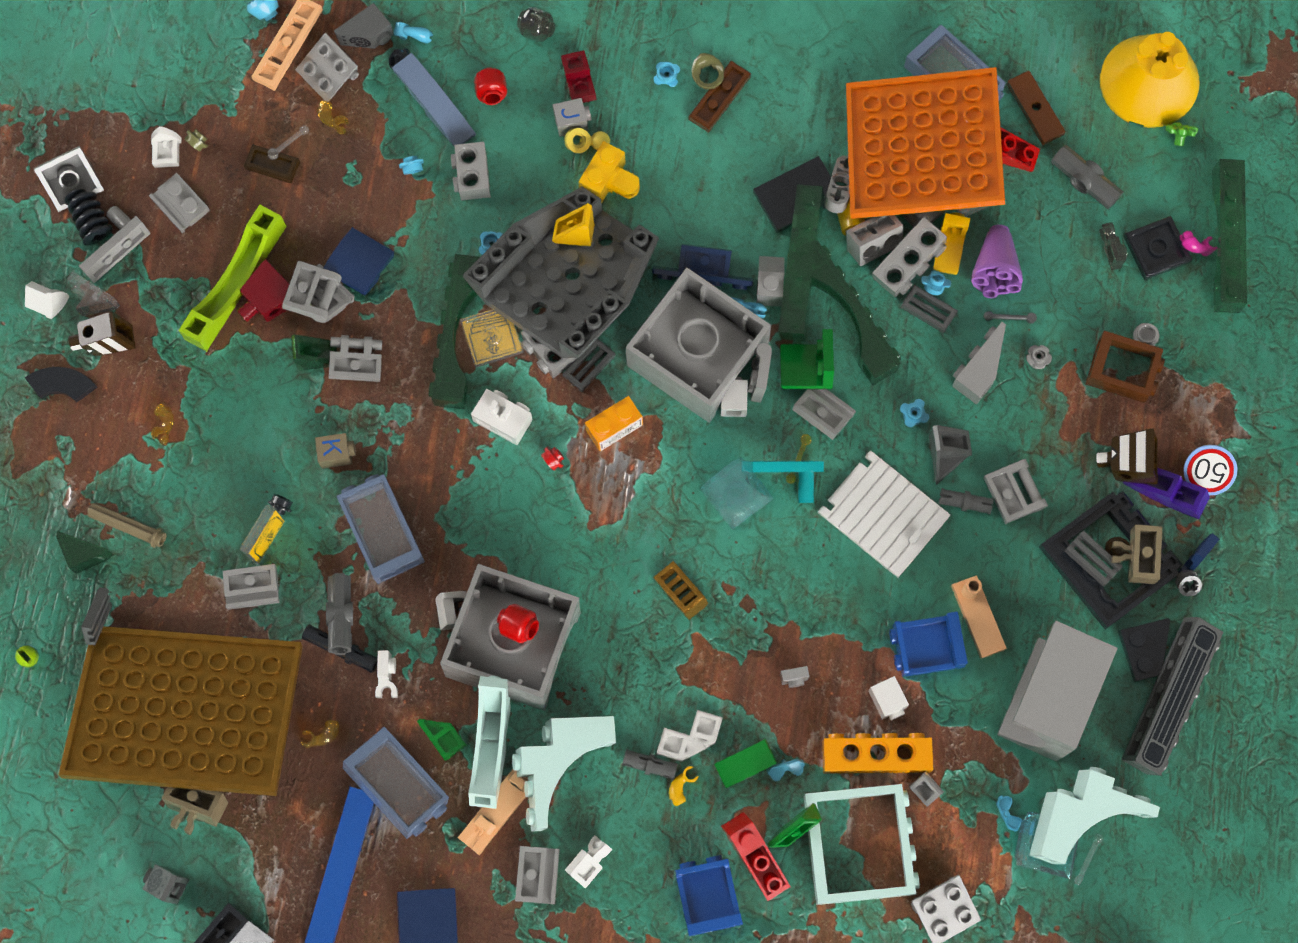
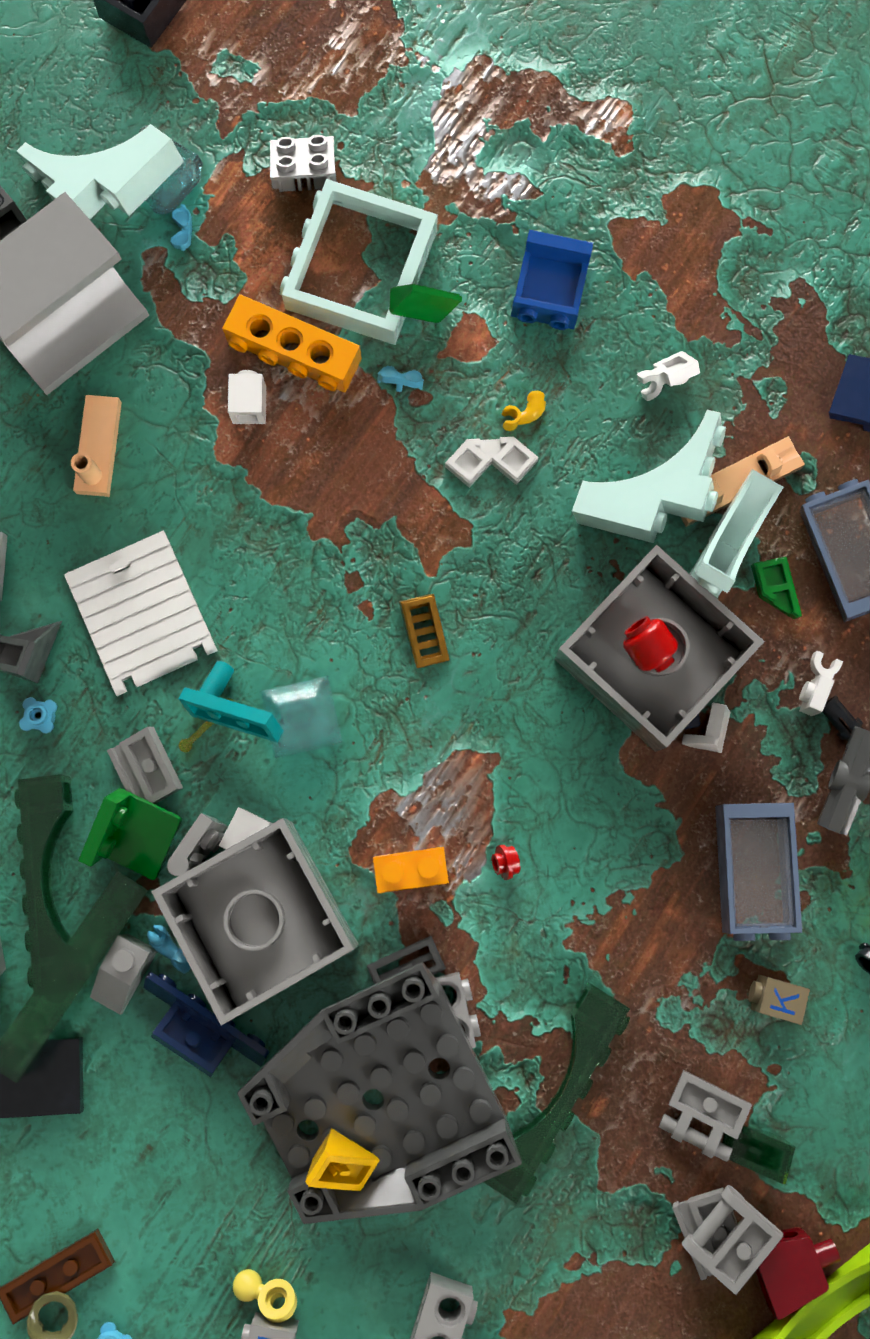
camera: 160 degrees left, 5 degrees up
(359, 260) = (647, 1258): dark blue slope -> none
(486, 238) = (461, 1210): medium azure plate -> none
(490, 337) = (516, 1063): clear tile -> none
(502, 416) = (547, 946): white brick -> none
(537, 875) = (731, 385): light grey plate -> none
(607, 174) = (262, 1225): yellow brick -> none
(649, 764) = (535, 434): dark grey pin -> none
(745, 763) = (440, 398): green slope -> none
(755, 856) = (480, 302): red slope -> none
(794, 677) = (341, 469): light grey plate -> none
(926, 789) = (256, 286): light grey slope -> none
(928, 645) = (169, 438): blue panel -> none
(966, 501) = (37, 581): dark grey pin -> none

